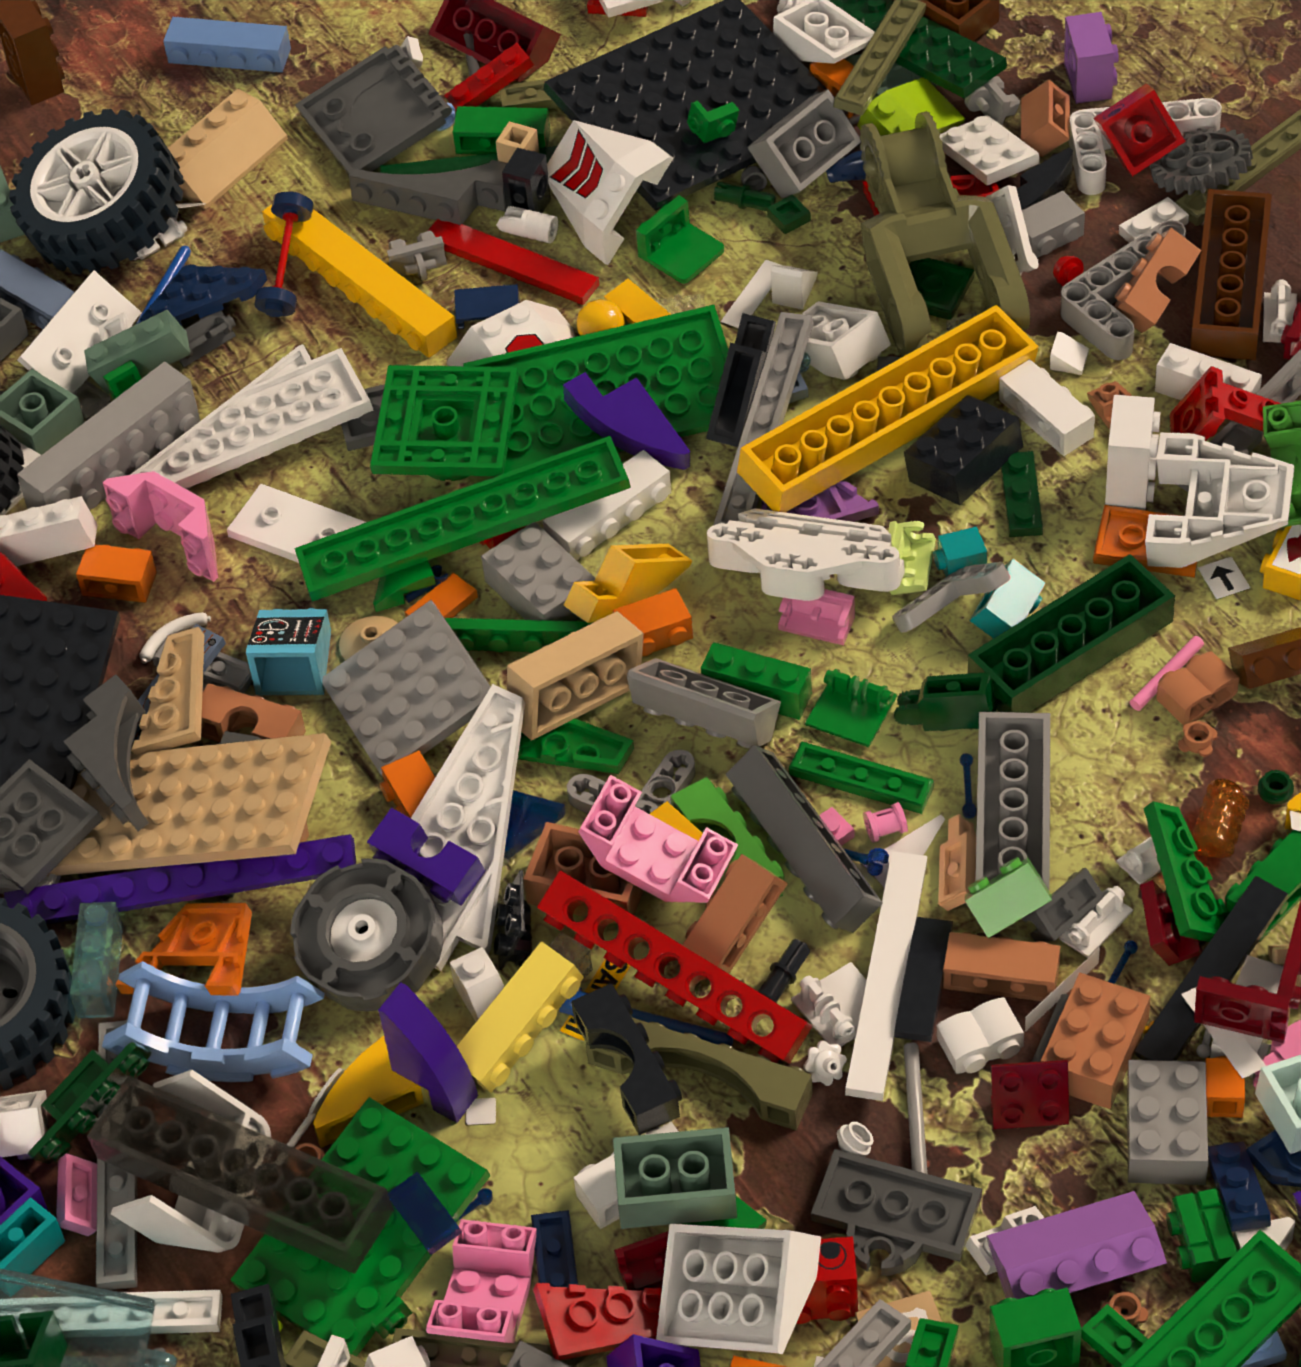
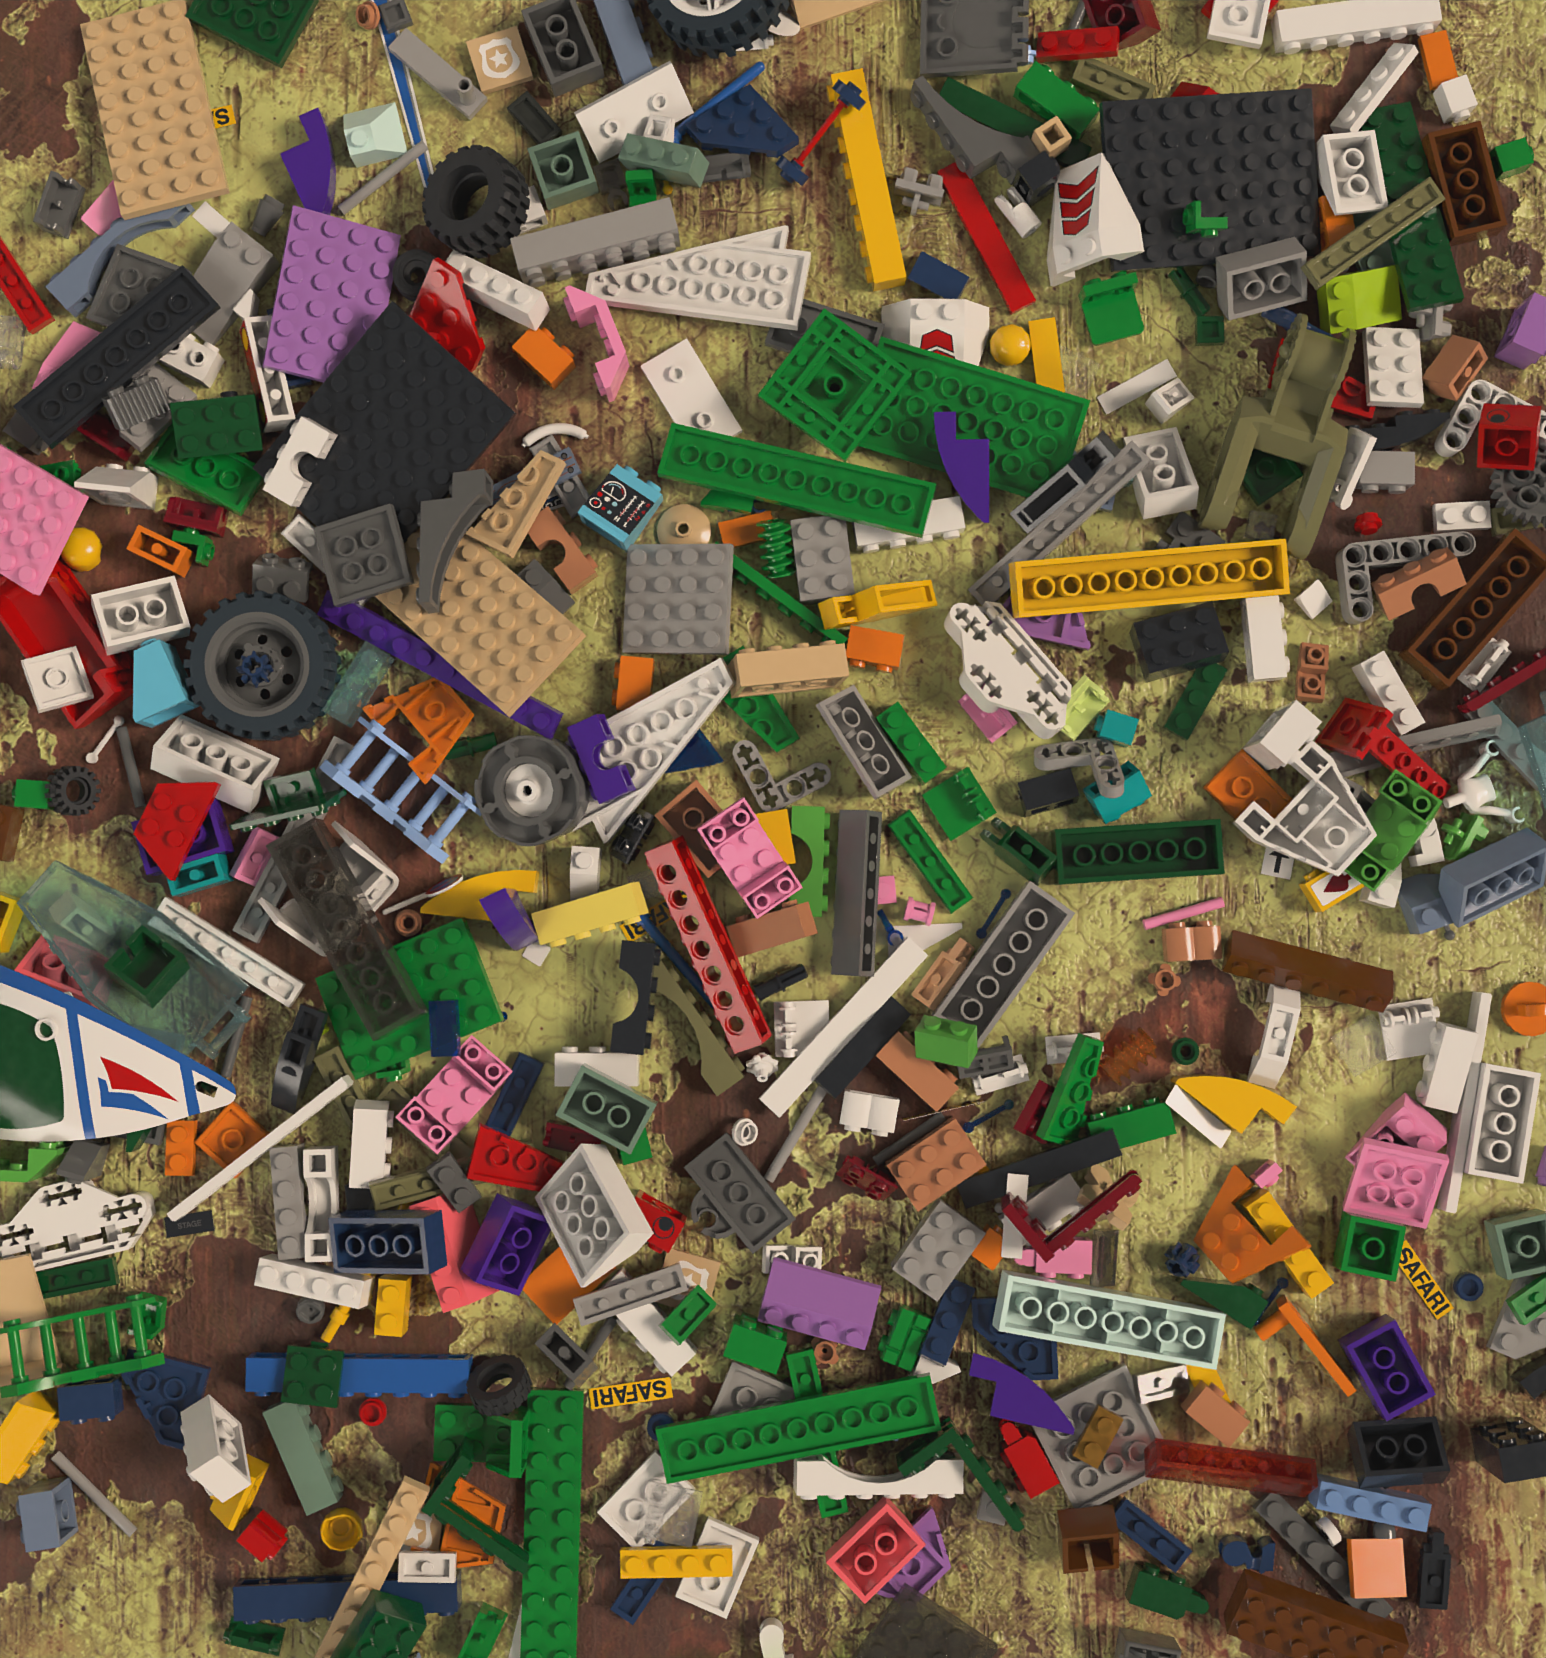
camera: 30 degrees right, 35 degrees up
(267, 951) = (472, 745): none -> dark green axle
(479, 590) = (776, 548): none -> green piece
(937, 644) = (1048, 792): none -> black hinge

